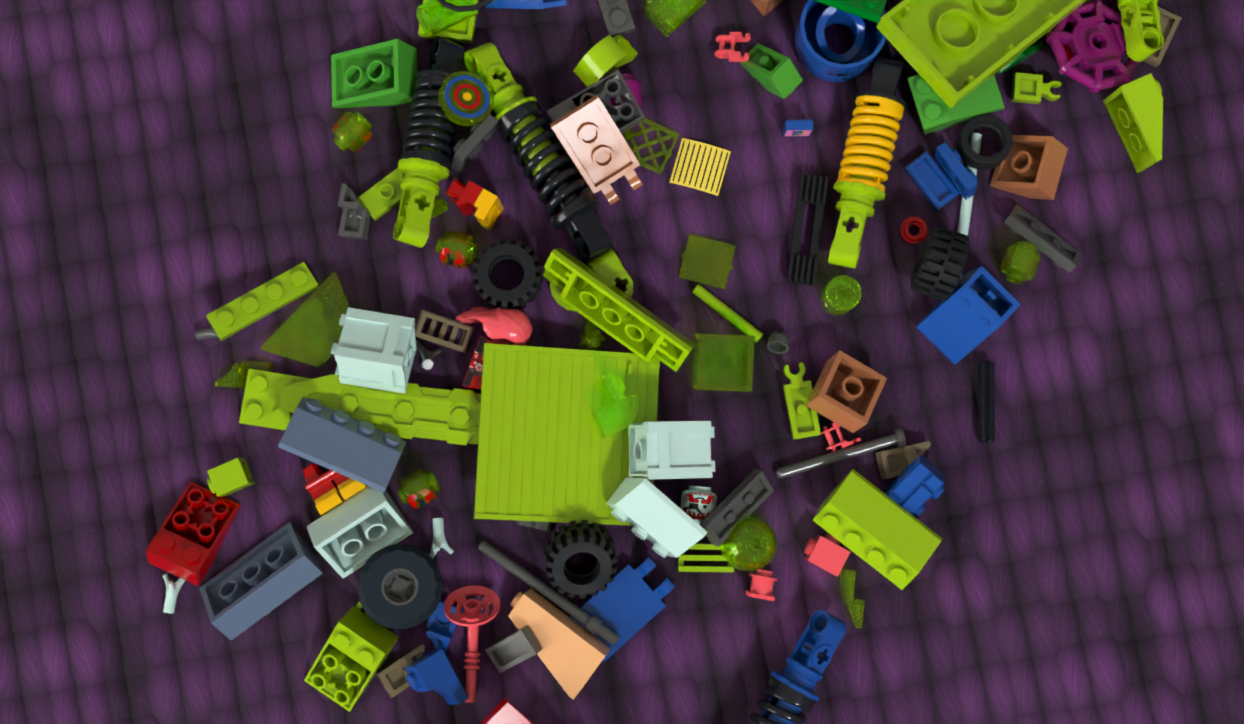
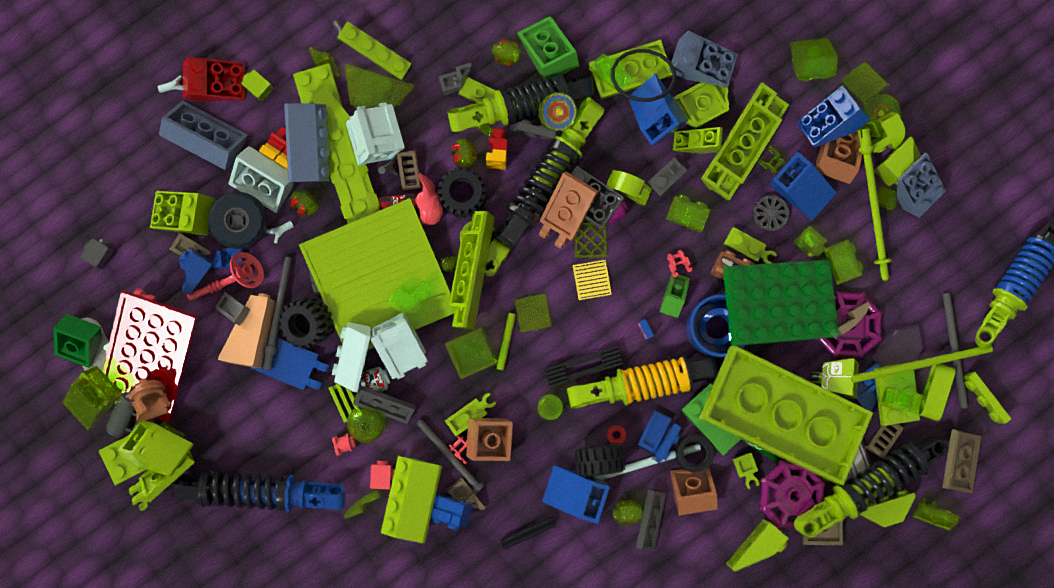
camera: 70 degrees right, 0 degrees up
(778, 342) = (502, 382): dark grey hinge -> none

